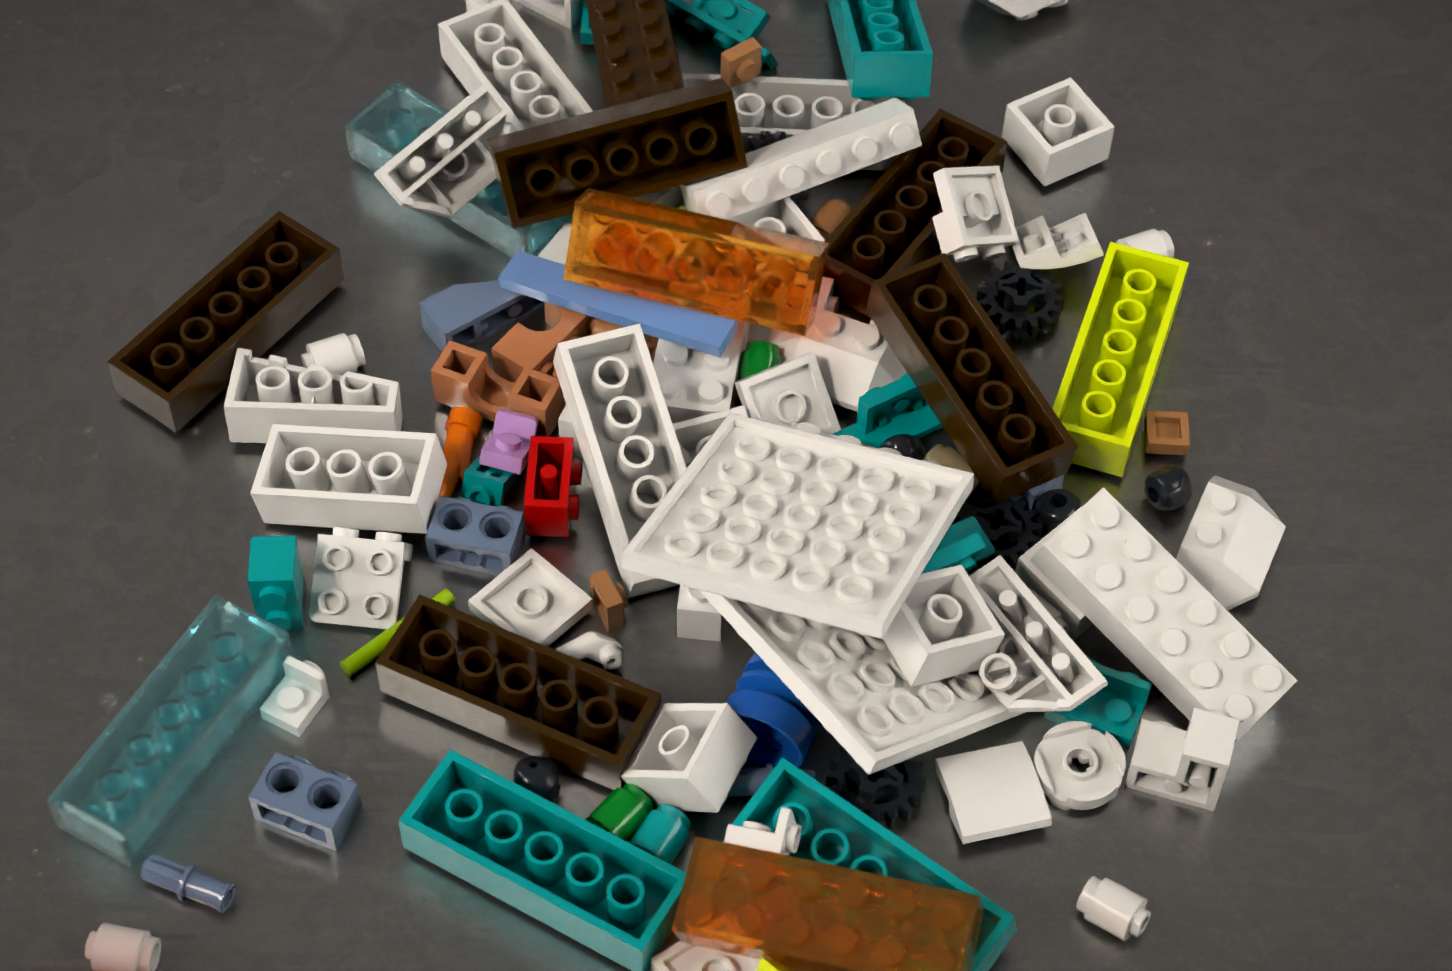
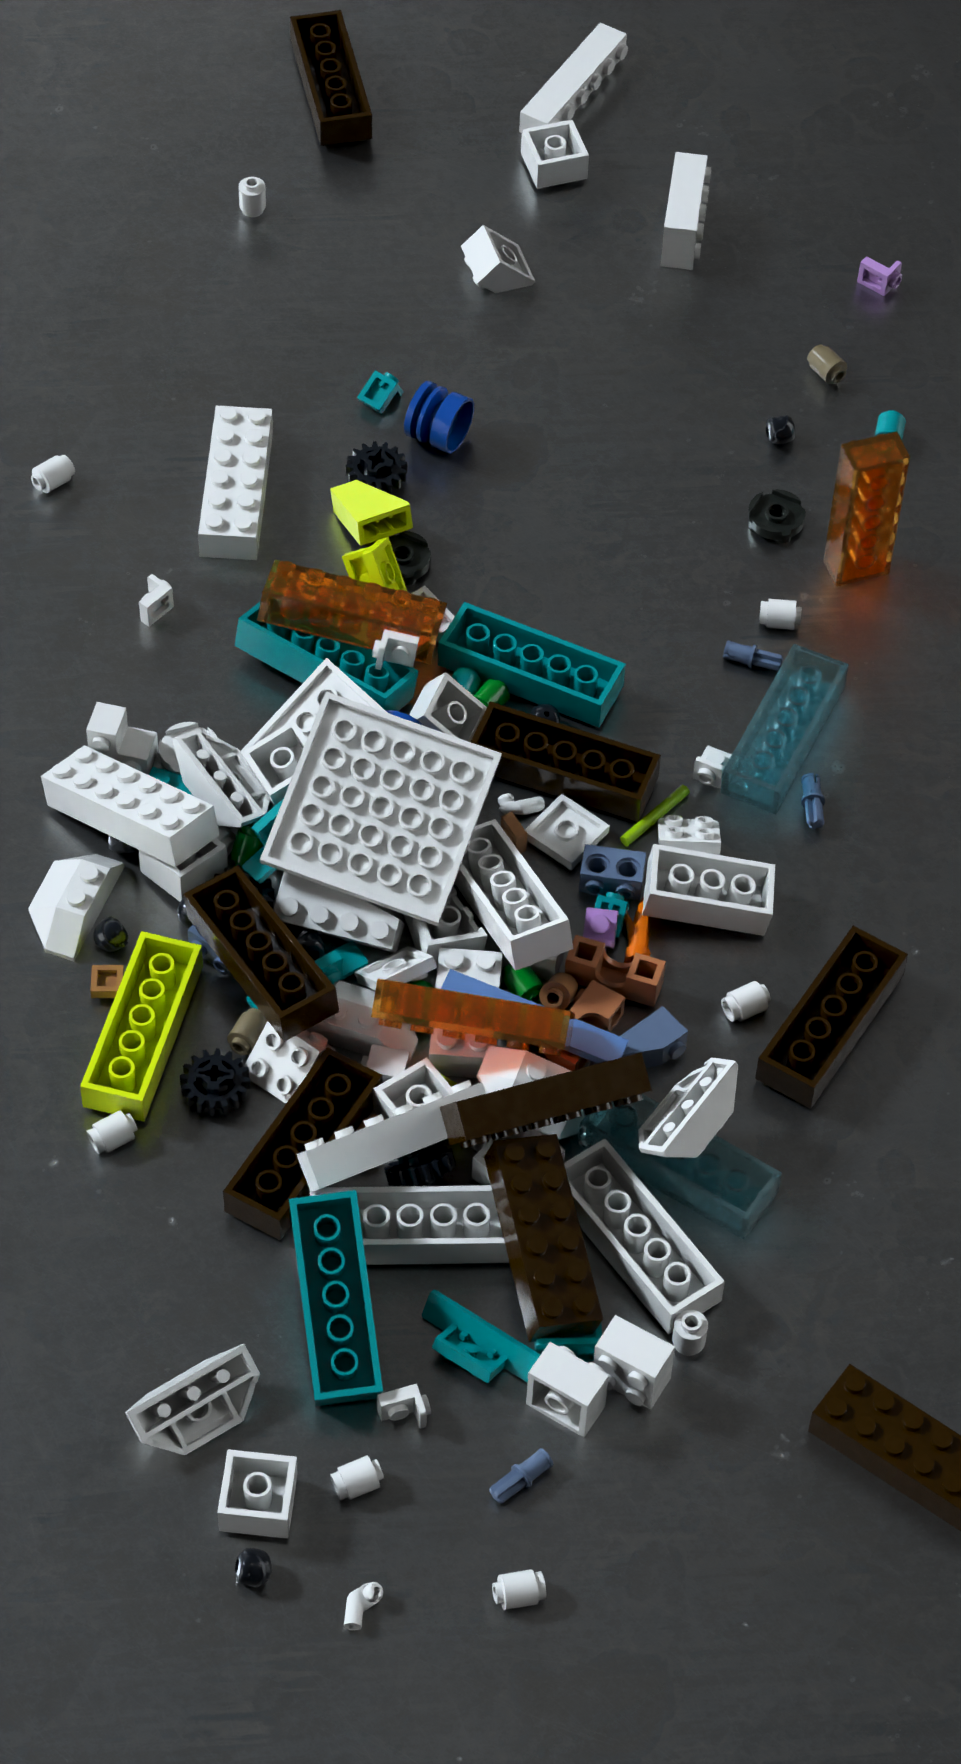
camera: 175 degrees right, 0 degrees up
(164, 630) = (813, 800): none -> sand blue axle
(277, 581) = (741, 815): teal brick -> none
(286, 394) = (748, 952): white wedge -> none
(300, 809) = (690, 699): sand blue brick -> none
(550, 485) = (565, 888): red brick -> none
(741, 63) = (453, 1232): medium nougat plate -> none
(974, 213) = (252, 1116): white plate -> none
(993, 792) = (241, 722): white slope -> none
(997, 664) = (237, 756): white hinge -> none
(1057, 131) = (177, 1230): white brick -> none
(1057, 246) = (185, 1125): white slope -> none
(1113, 908) = (172, 667): white brick -> none

